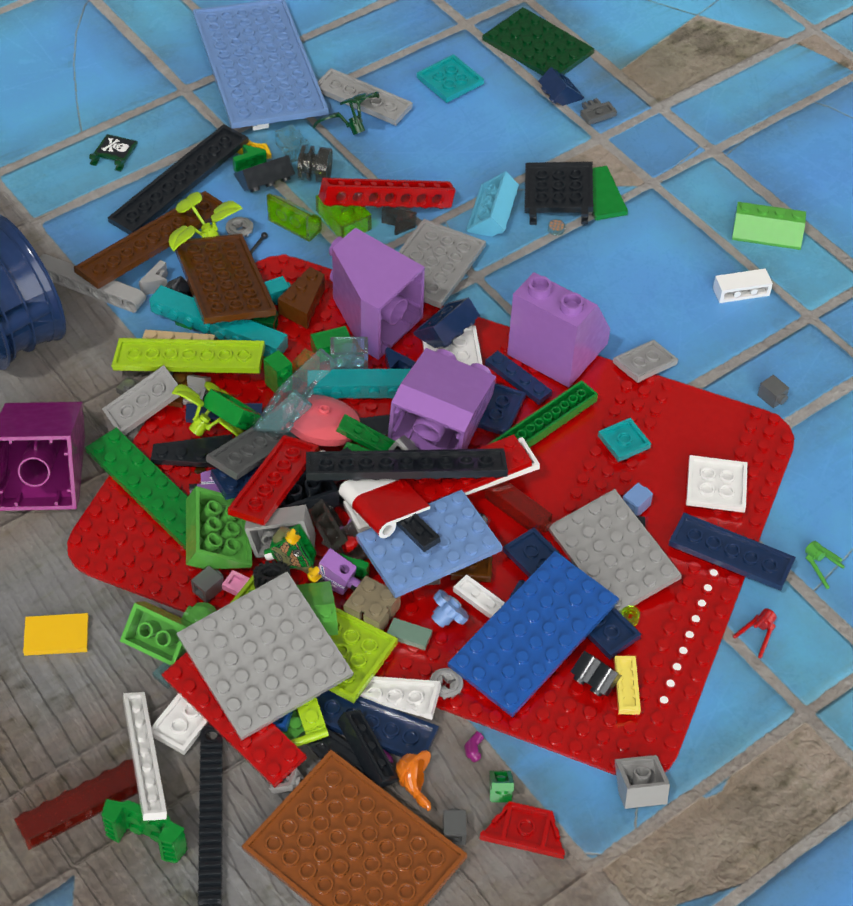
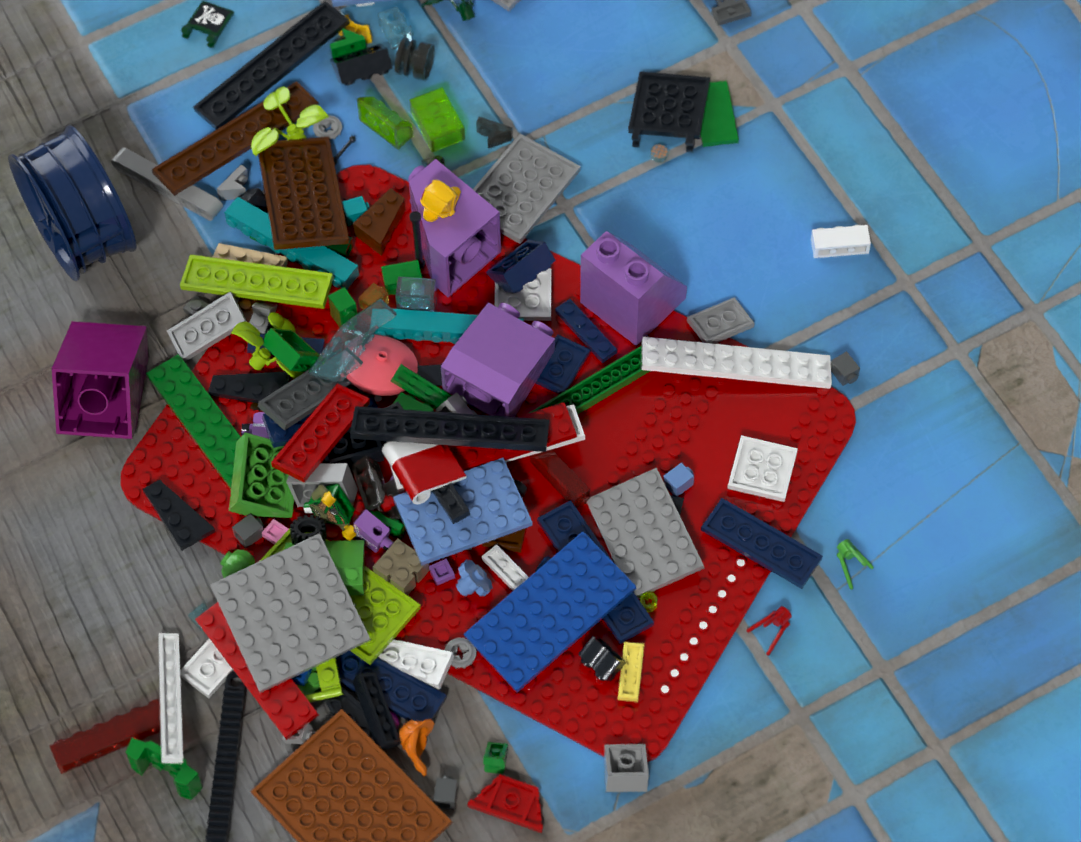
camera: 10 degrees right, 10 degrees up
(56, 634) = (102, 566): yellow tile -> none
(131, 577) = (179, 518): none -> black wing
(154, 632) = (191, 575): bright green brick -> none
(345, 275) = (415, 218): none -> black bar
(365, 258) = (439, 200): none -> yellow piece
(374, 193) = (482, 105): red brick -> none
(396, 360) = (465, 305): dark blue slope -> none
(410, 633) = (433, 599): sand green tile -> none
(414, 606) = (441, 572): none -> medium lavender plate
(471, 747) = (474, 717): magenta arm -> none
(493, 206) = (596, 123): medium azure slope -> none
(624, 439) = (679, 411): teal plate -> none
(669, 392) = (736, 362): none -> white plate
(769, 225) = (885, 170): slope -> none

